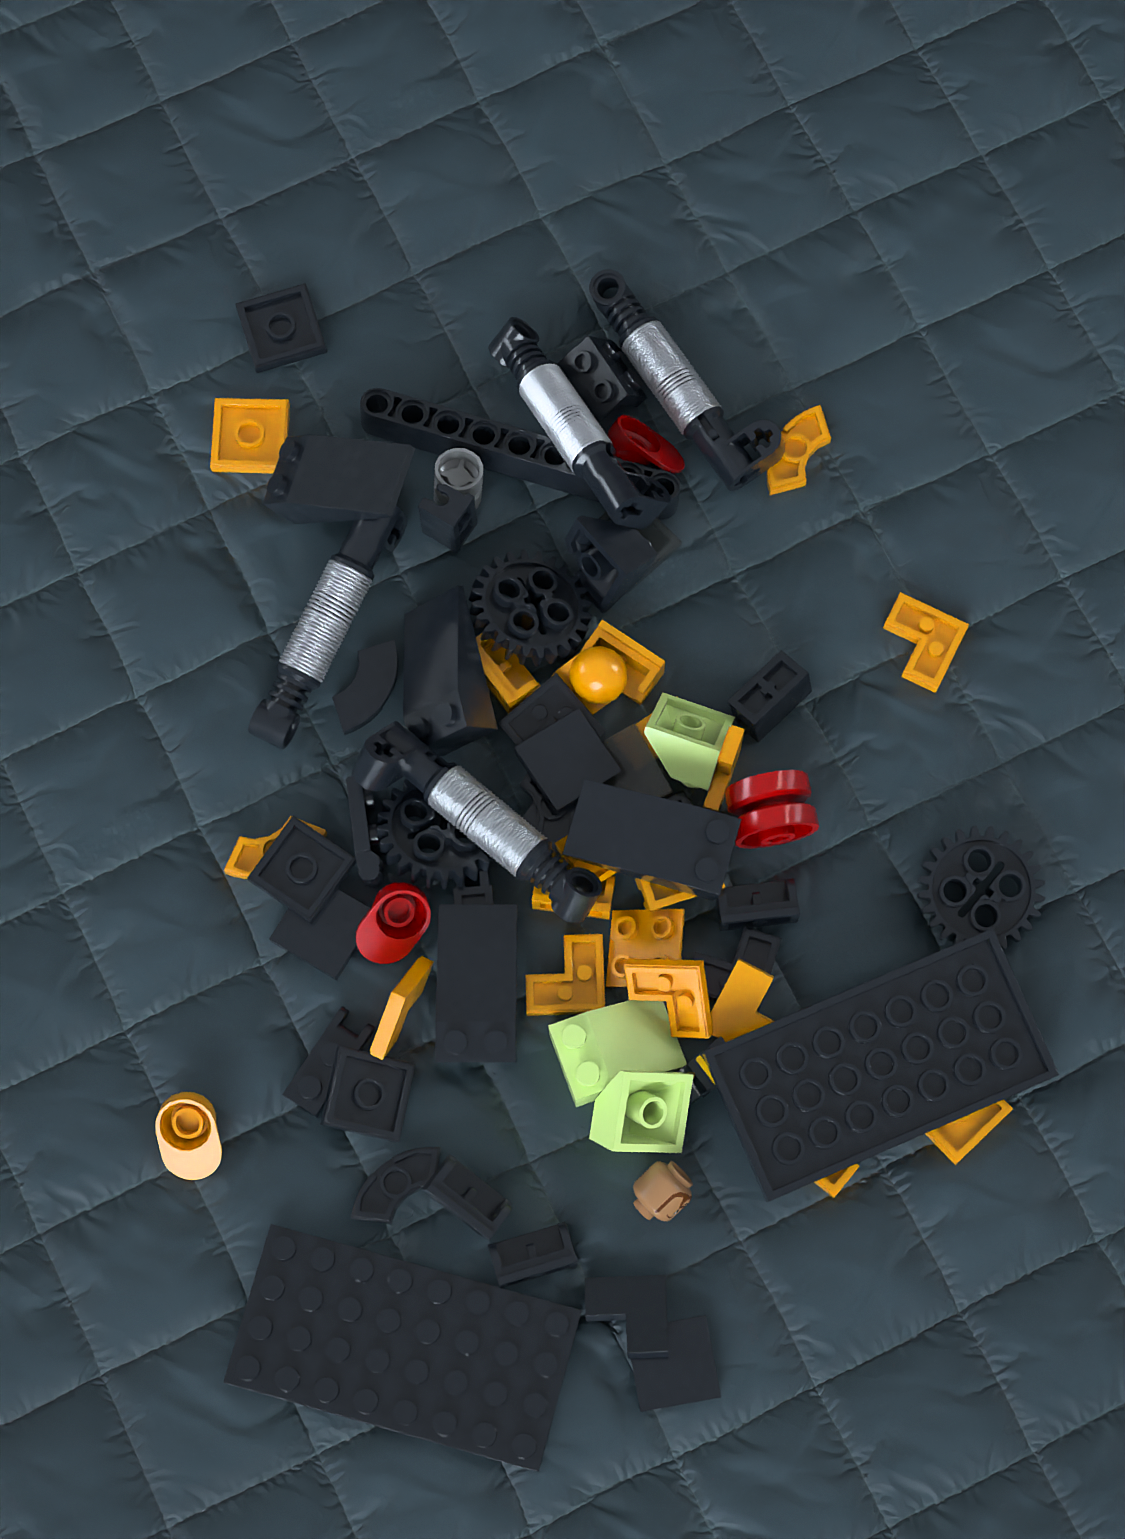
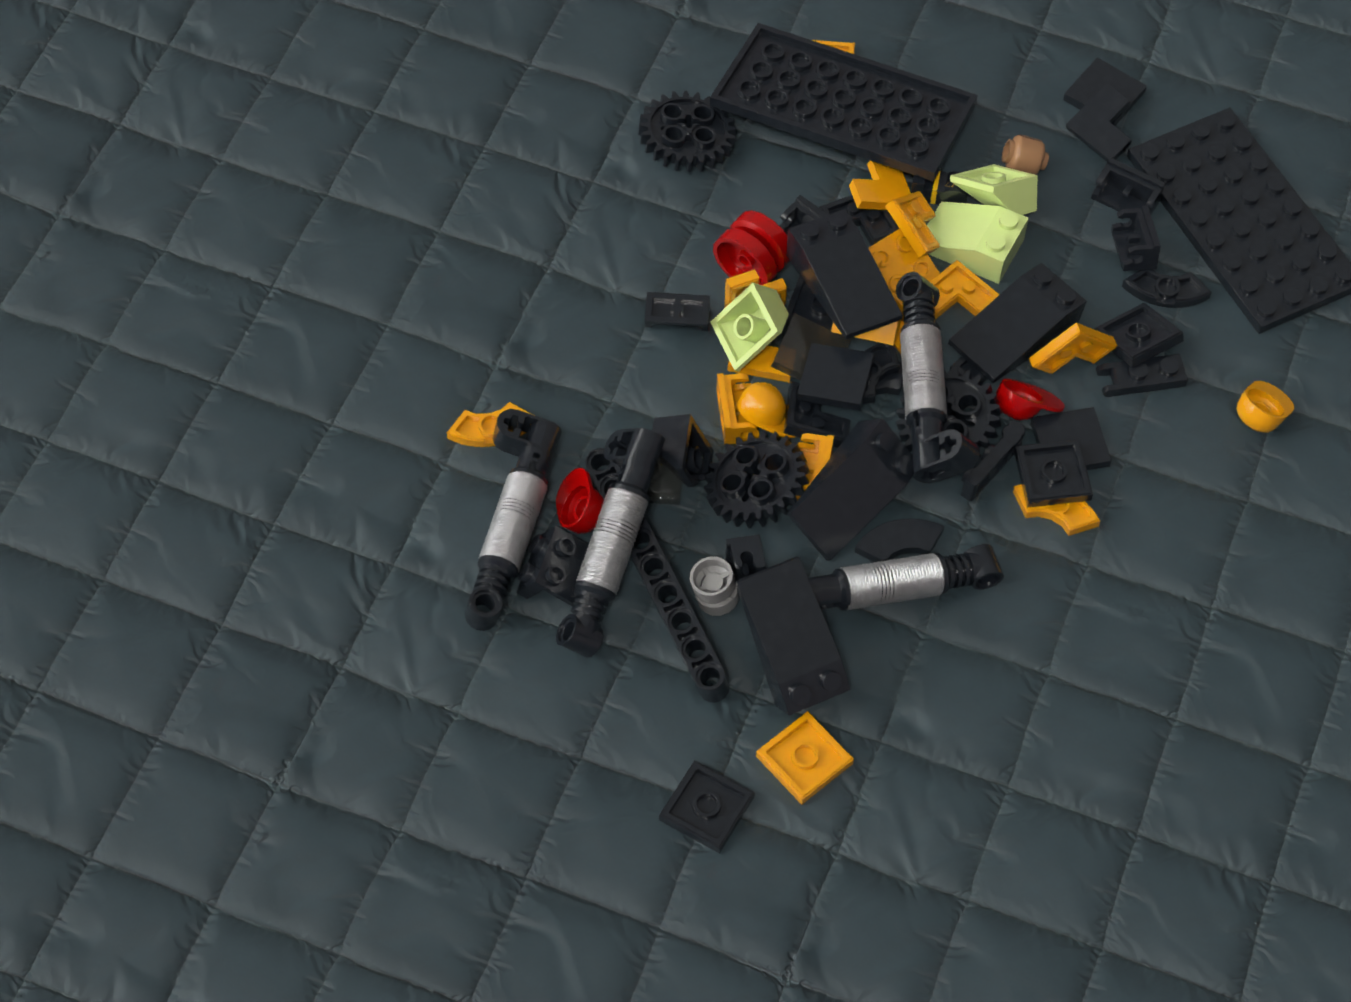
camera: 135 degrees left, 15 degrees down
(935, 635) = (547, 264): light orange tile -> none

